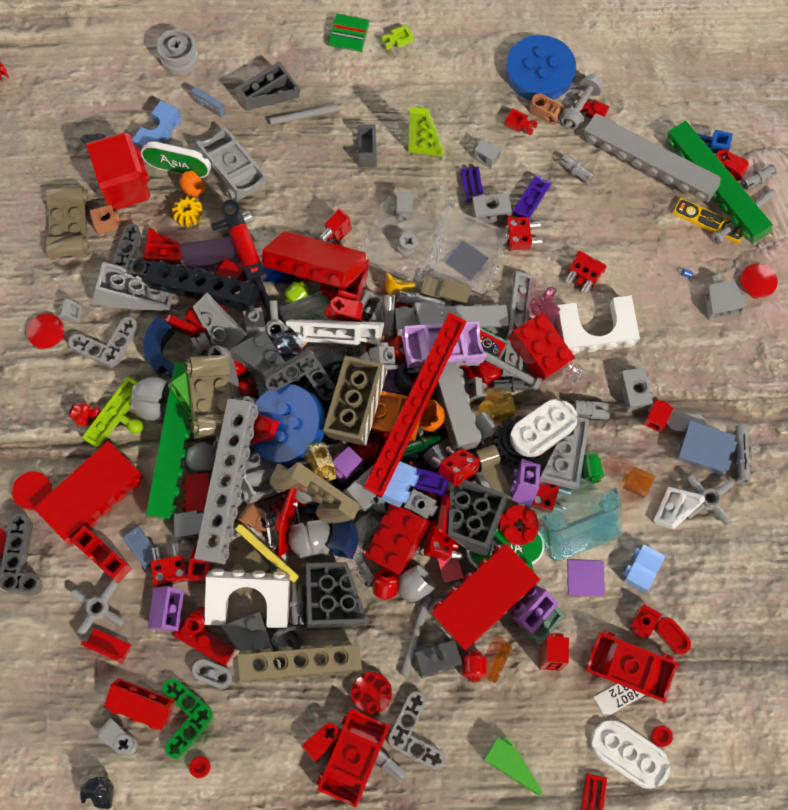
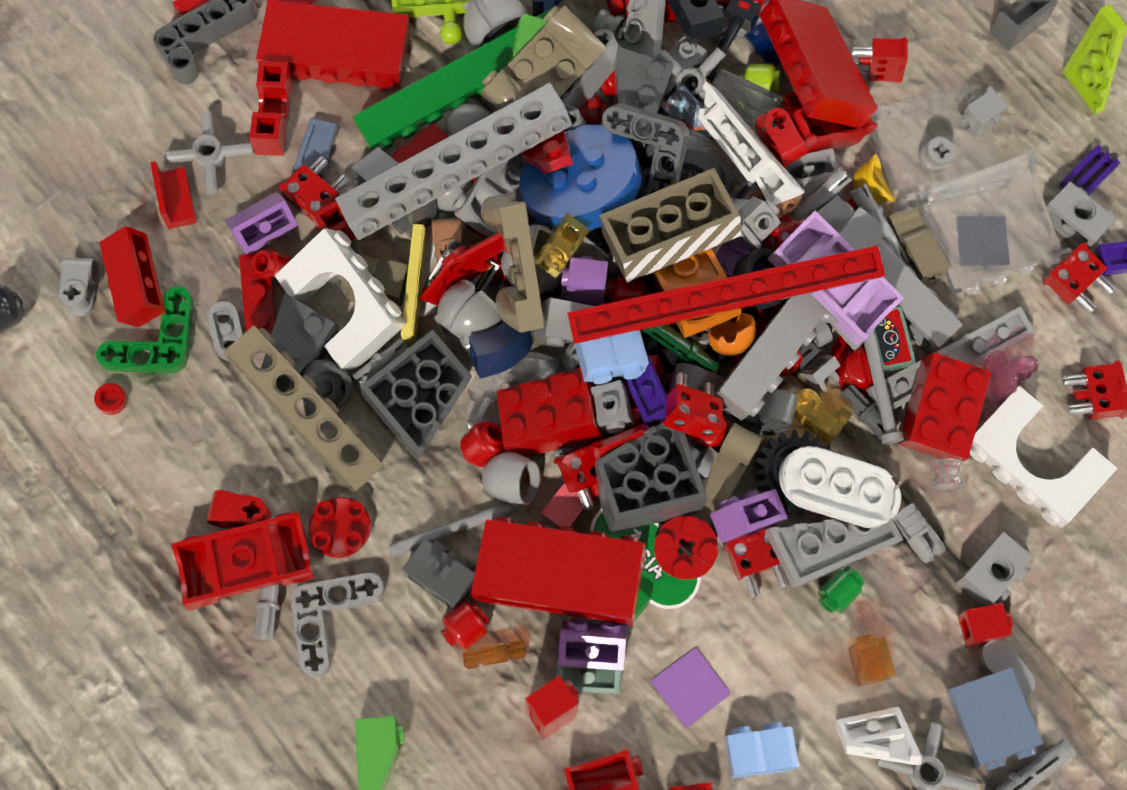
camera: 50 degrees right, 0 degrees up
(569, 539) = (746, 638): clear light blue windscreen -> none

